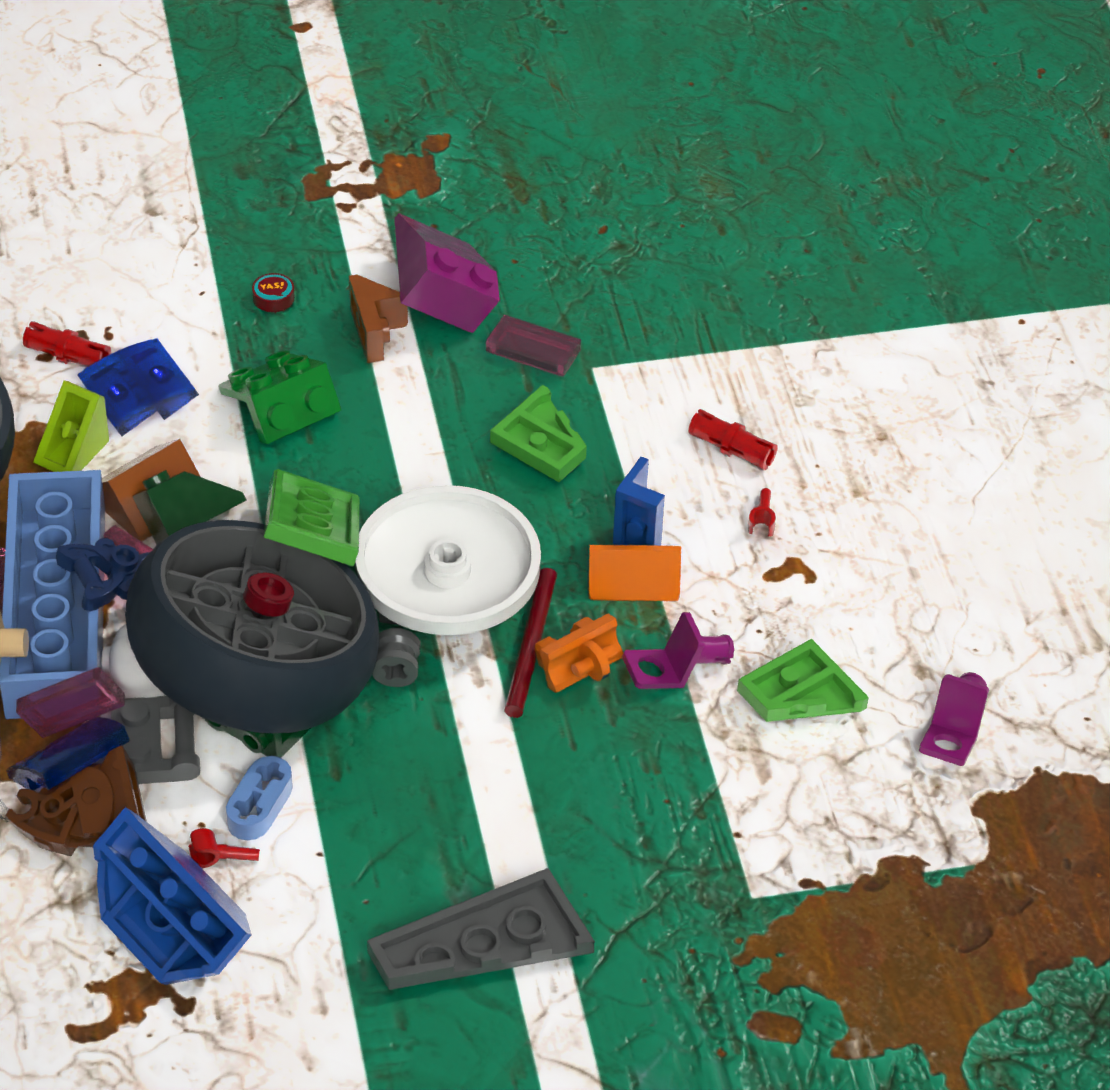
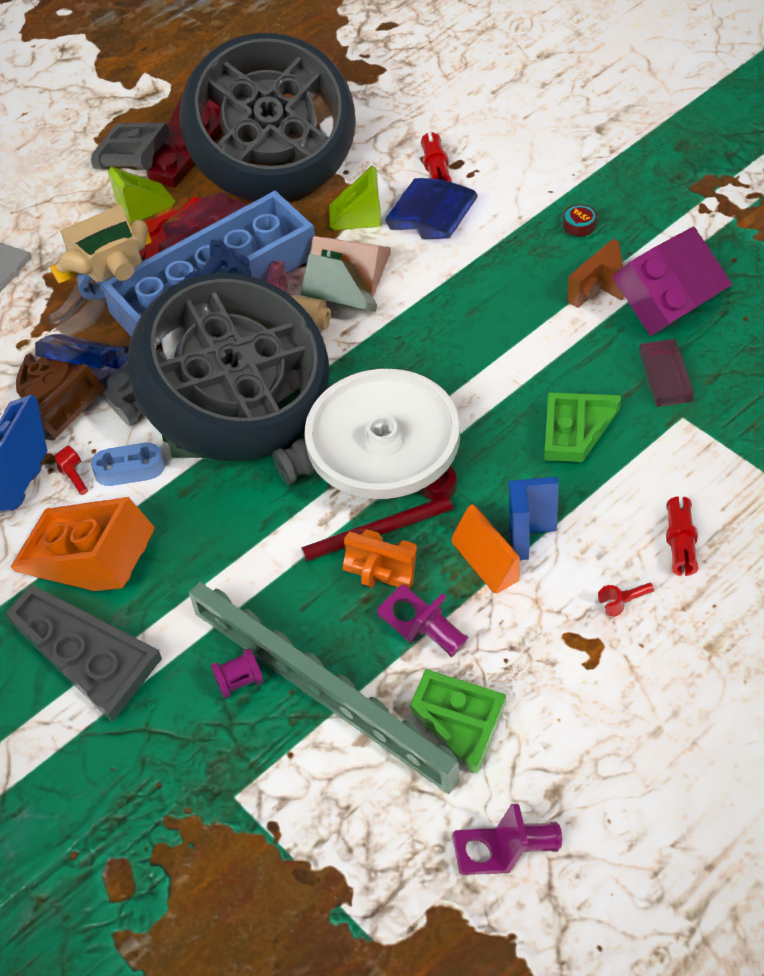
camera: 65 degrees right, 5 degrees up
(70, 702) = (119, 323): clear pink tile -> none
(268, 594) = (234, 351): dark red tile -> none
(284, 394) = (483, 274): green bracket -> none
(313, 517) = (354, 341): bright green tile -> none
(346, 876) = (86, 544): none -> orange slope
(622, 828) = (237, 673): none -> magenta bush
(685, 765) = (334, 692): none -> sand green plate

